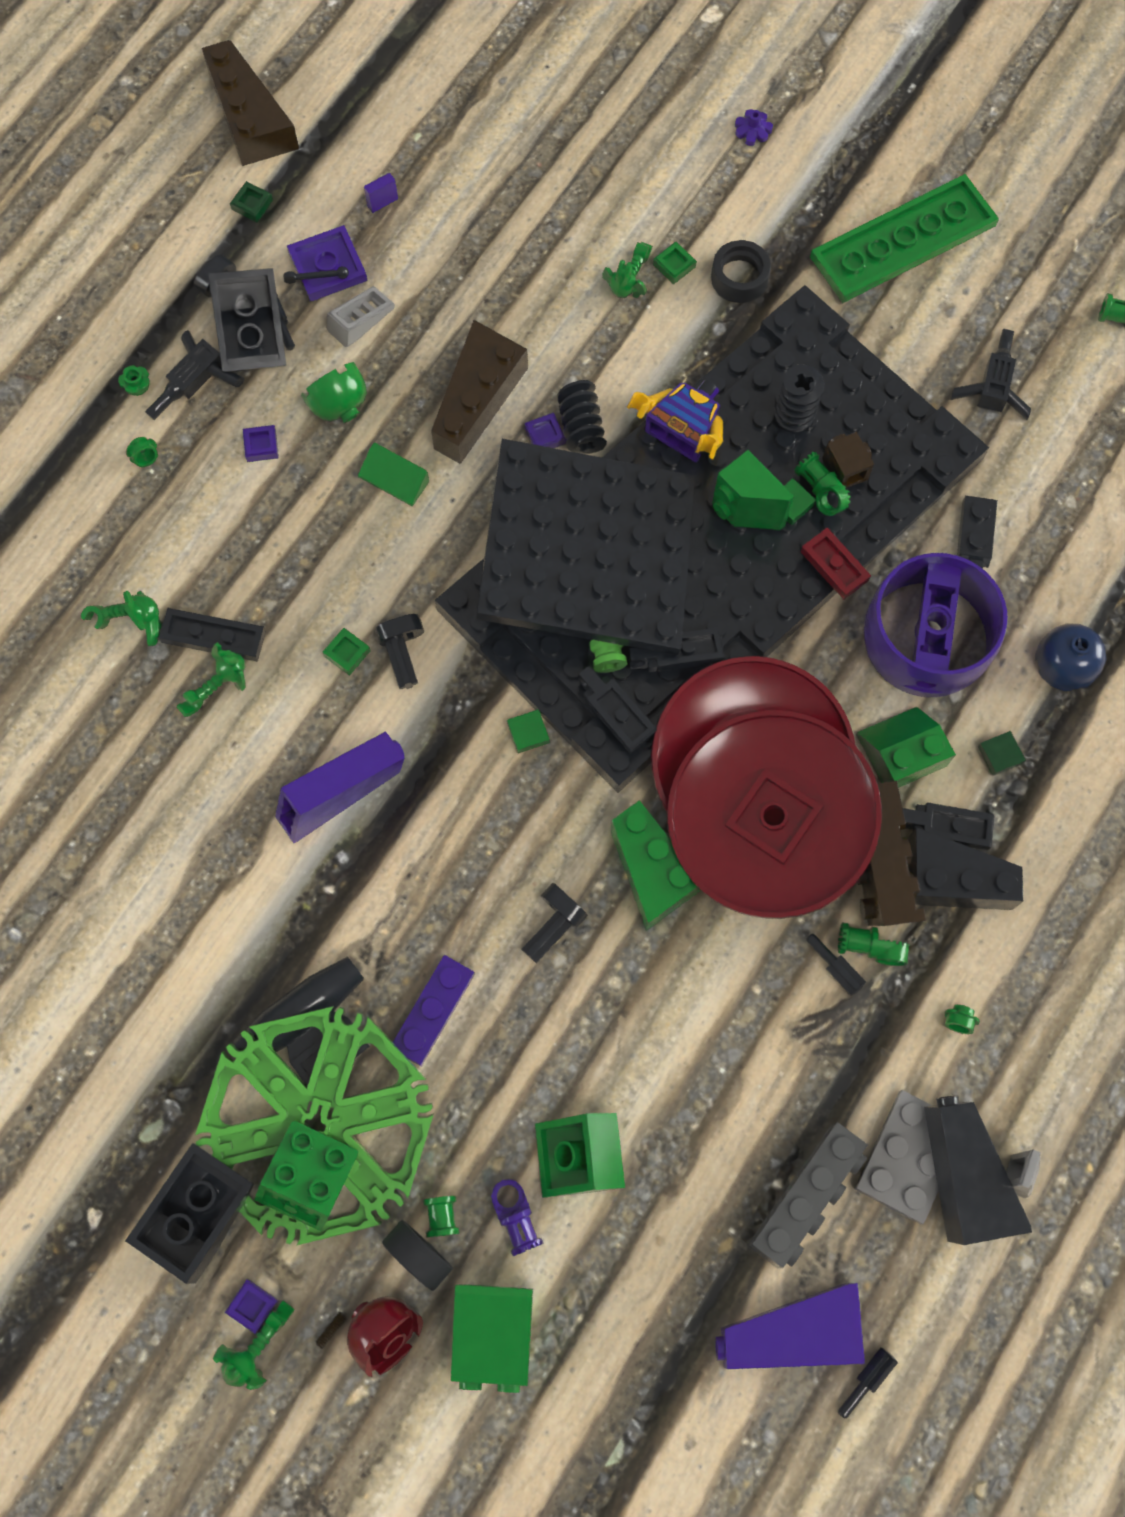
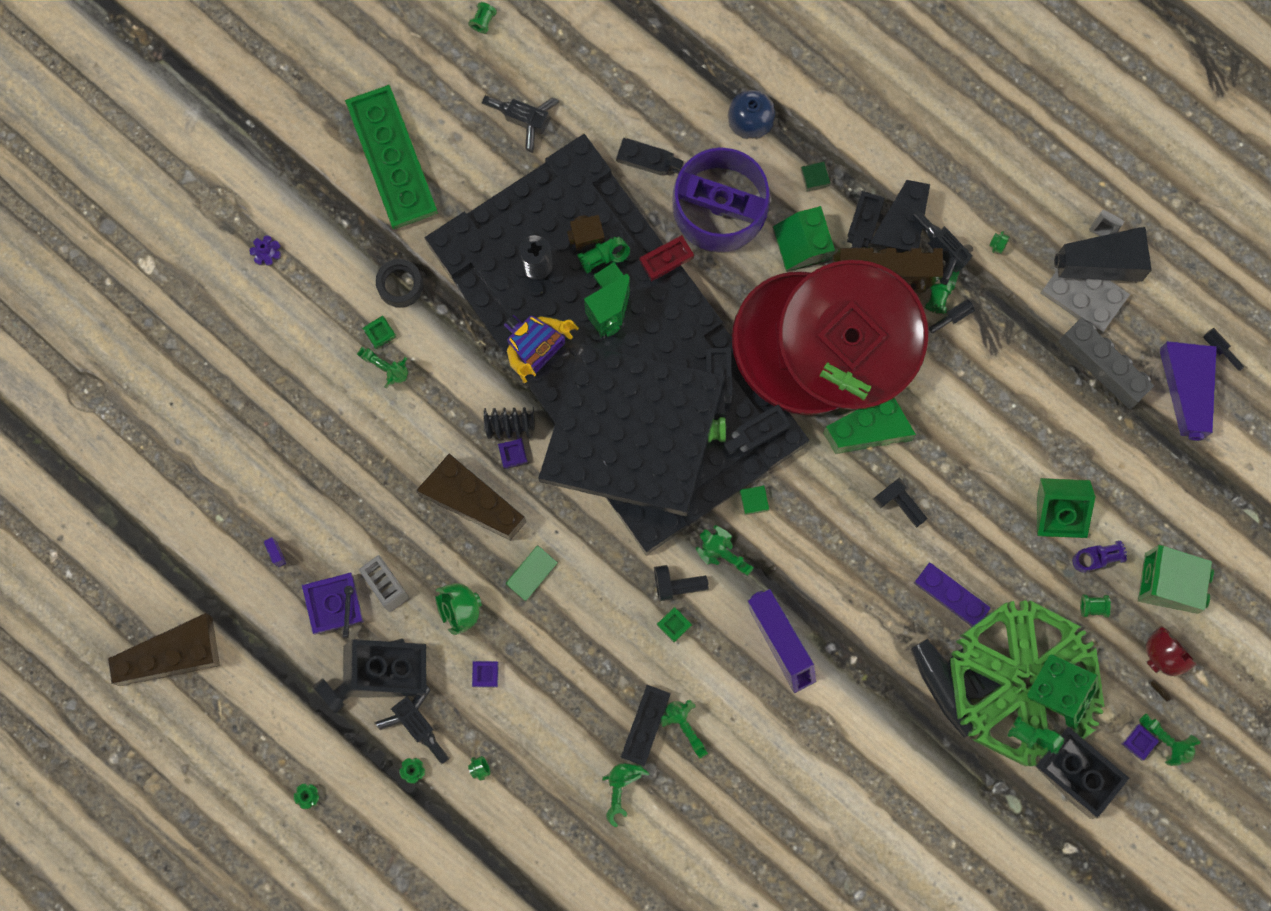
camera: 80 degrees left, 5 degrees up
(97, 280) = (304, 789): none -> green plate
(231, 1125) = (1029, 735): none -> green connector
(251, 201) = (259, 660): dark green tile -> none
(417, 1255) = (1122, 622): black tyre -> none
(452, 689) = (715, 547): none -> green piece
(703, 809) = (845, 381): none -> bright green pin
(934, 935) = (954, 252): none -> black piece

